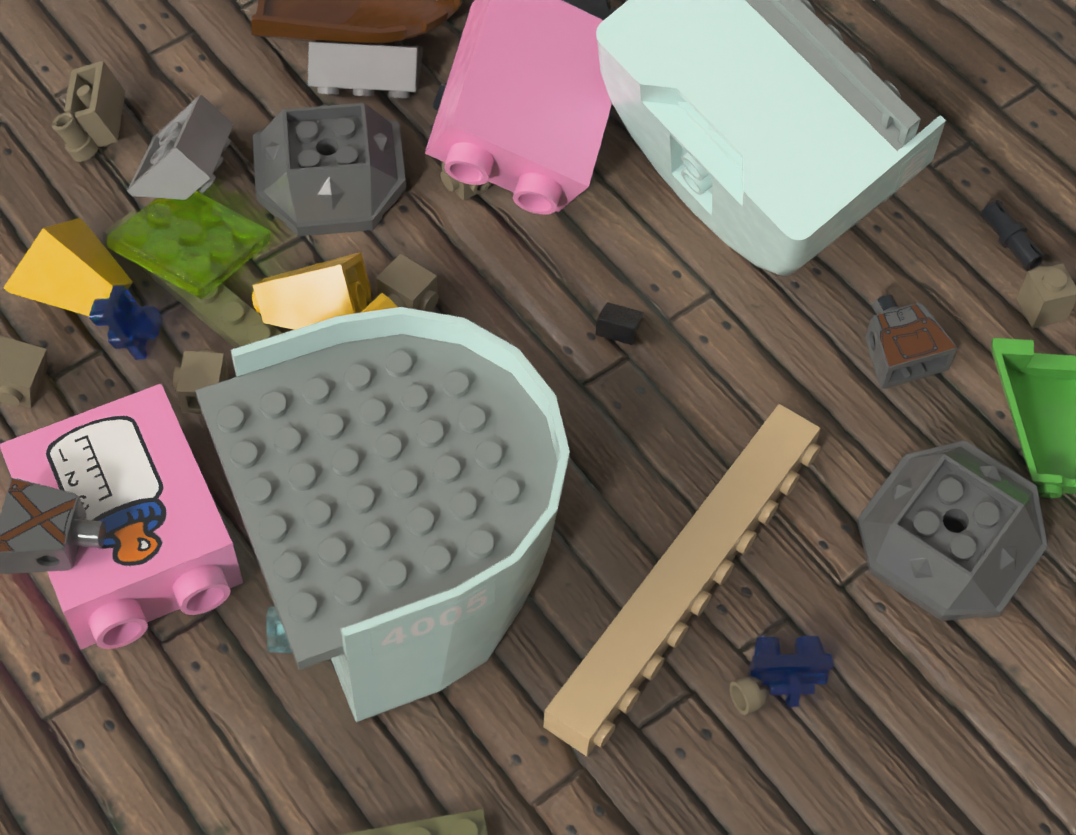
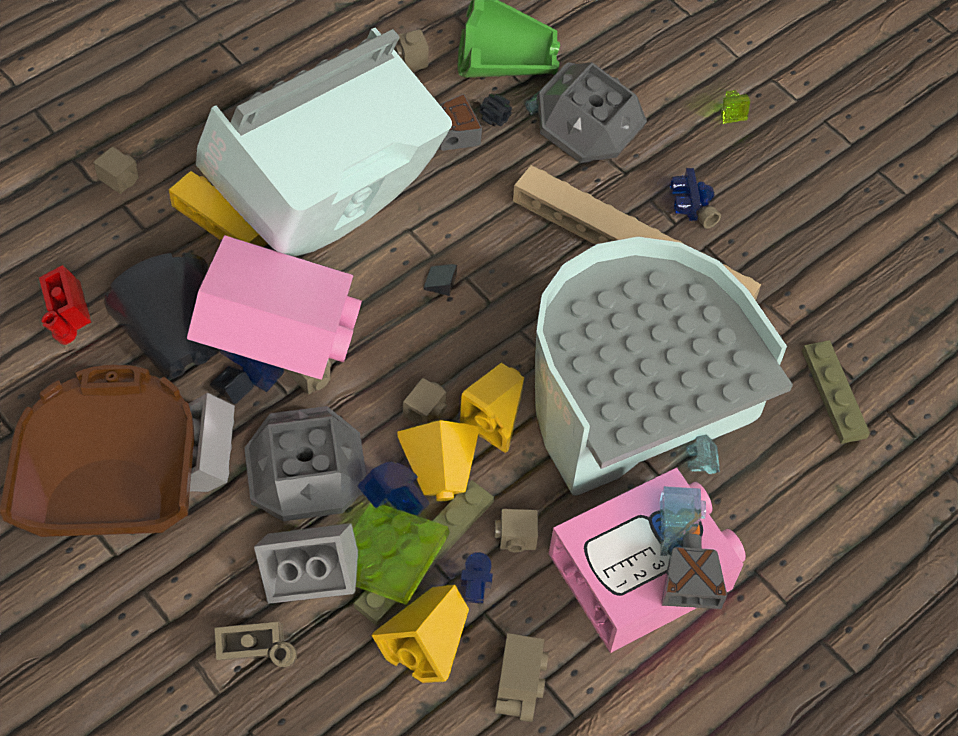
camera: 95 degrees left, 0 degrees up
(138, 520) = (679, 515): none -> clear light blue slope
(282, 237) = (394, 484): none -> clear blue brick
(940, 398) = (495, 110): none -> black gear
(995, 766) = (735, 107): none -> clear neon green tile

